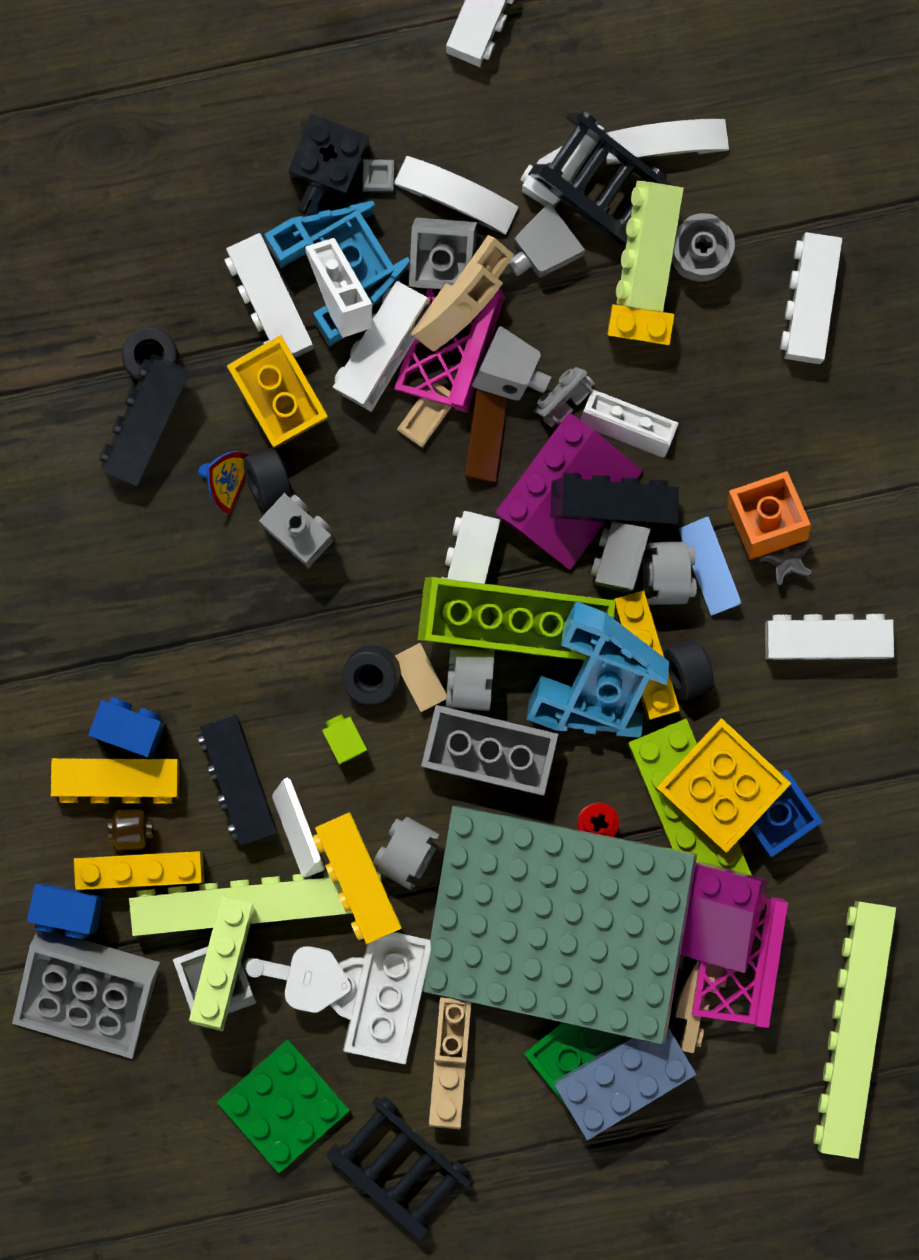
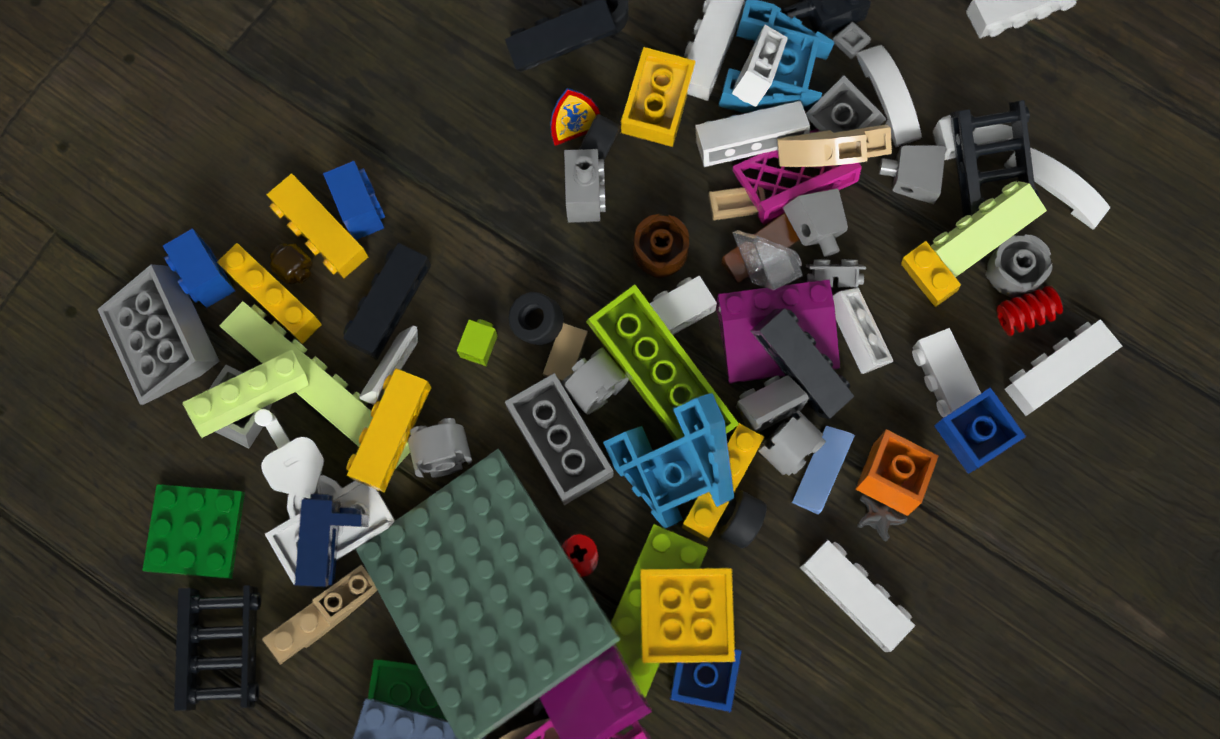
camera: 50 degrees right, 10 degrees down
(384, 999) = (319, 538): none -> dark blue brick
(395, 502) = (661, 230): none -> reddish brown brick
(507, 444) = (767, 261): none -> clear slope
(743, 277) = (1029, 309): none -> red piece
(747, 400) = (945, 371): none -> white brick
(800, 423) = (979, 430): none -> blue brick

